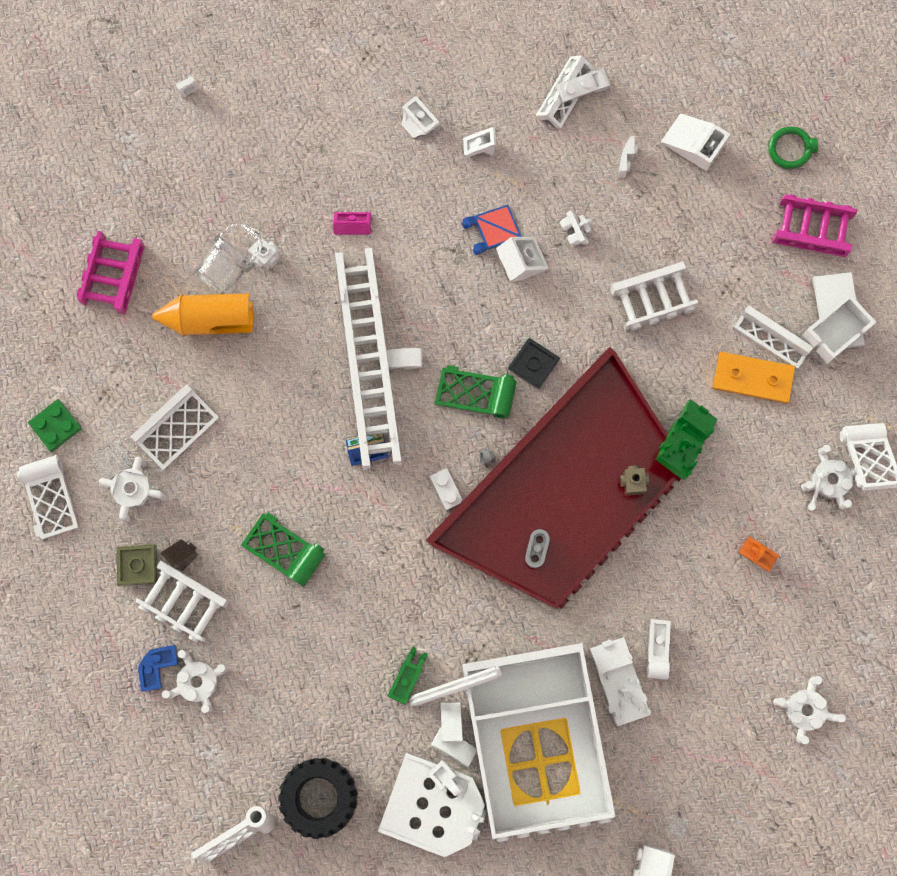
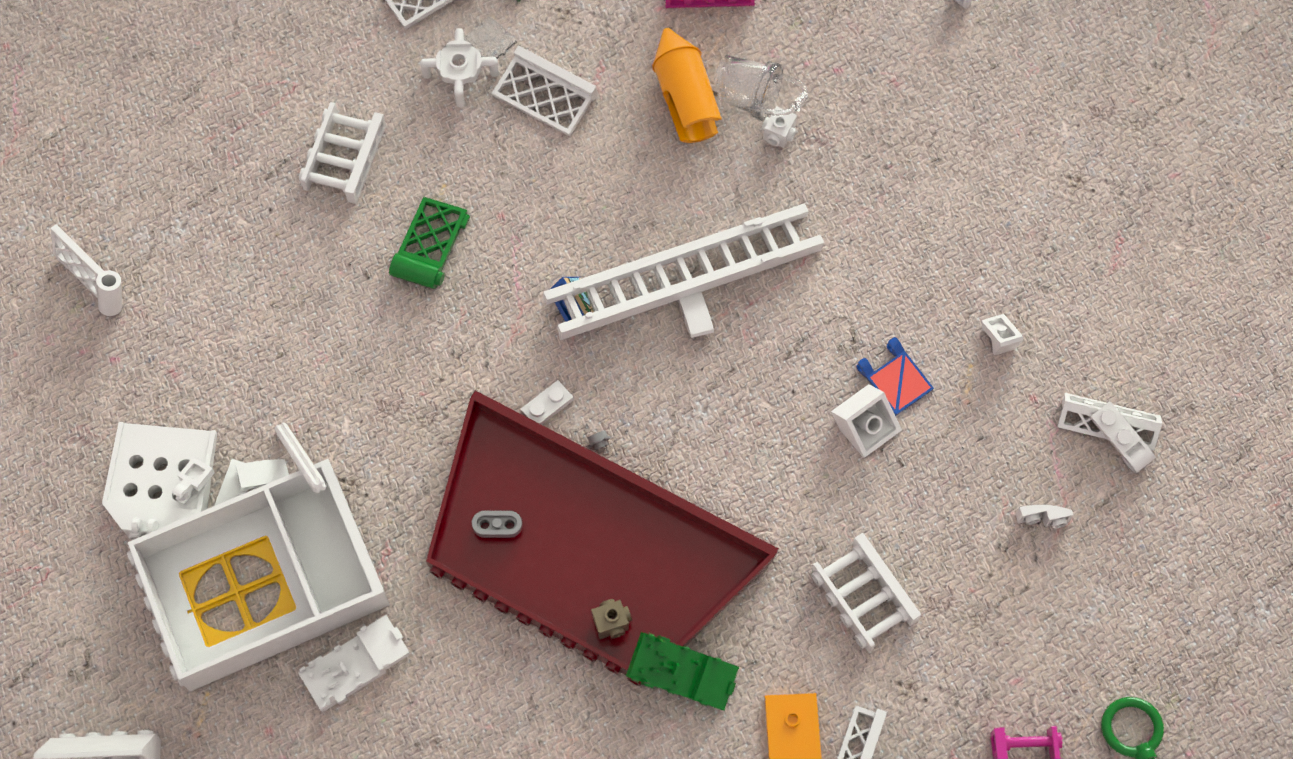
camera: 70 degrees right, 10 degrees down
(136, 565) = (374, 94): olive plate -> none
(152, 662) = (265, 141): blue plate -> none
(180, 554) = (394, 132): dark brown slope -> none
(185, 679) = (250, 181): white plate -> none
(290, 798) = (136, 323): black tyre -> none
(352, 223) = (851, 216): dark pink slope -> none
(407, 678) = (308, 414): green hinge -> none
(417, 118) = (1011, 255): white slope -> none
(500, 398) = (682, 436): green piece -> none
(533, 363) = (733, 467): black plate -> none
(572, 221) = (928, 478): white hips -> none
(658, 649) = (403, 701): white plate -> none
(696, 140) = (1096, 598): white slope -> none

